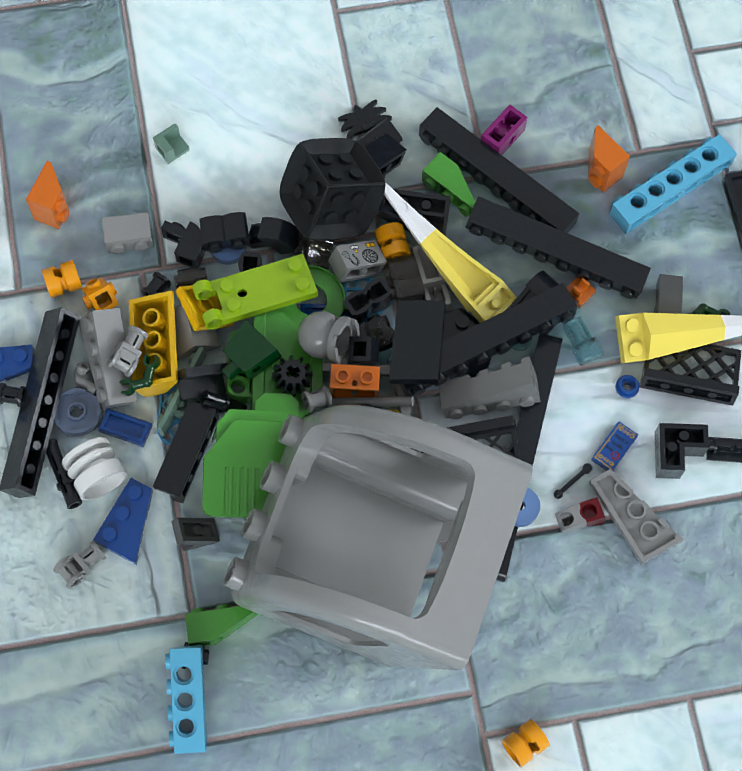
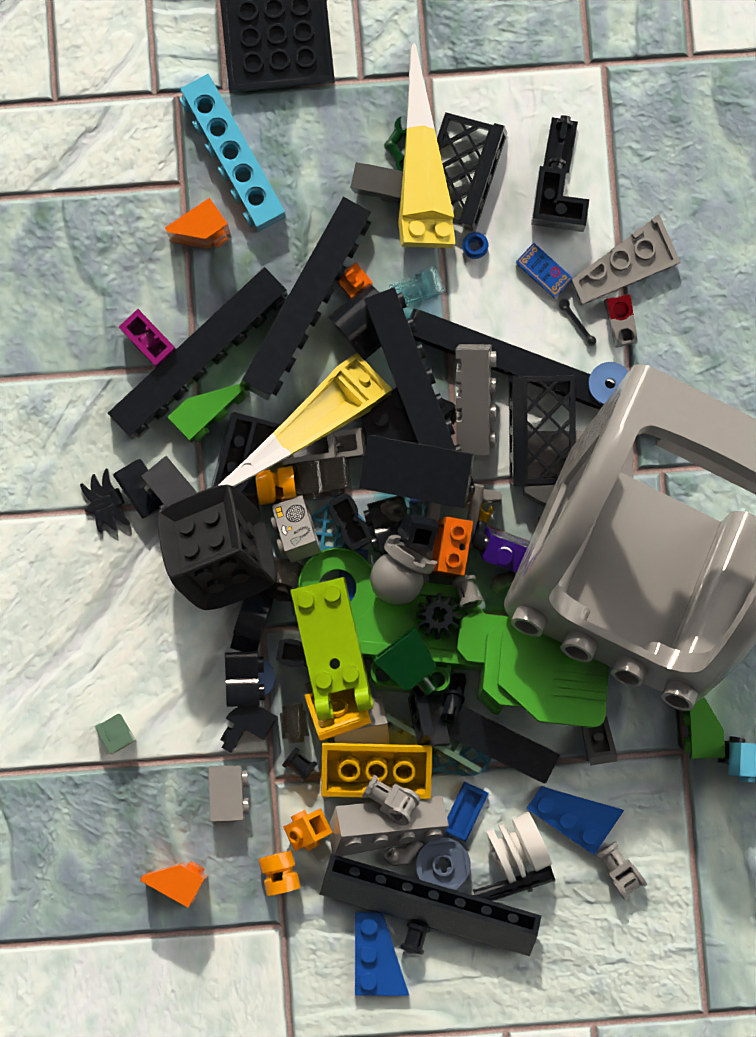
camera: 80 degrees left, 15 degrees up
(147, 379) = (426, 779): dark green arm -> none

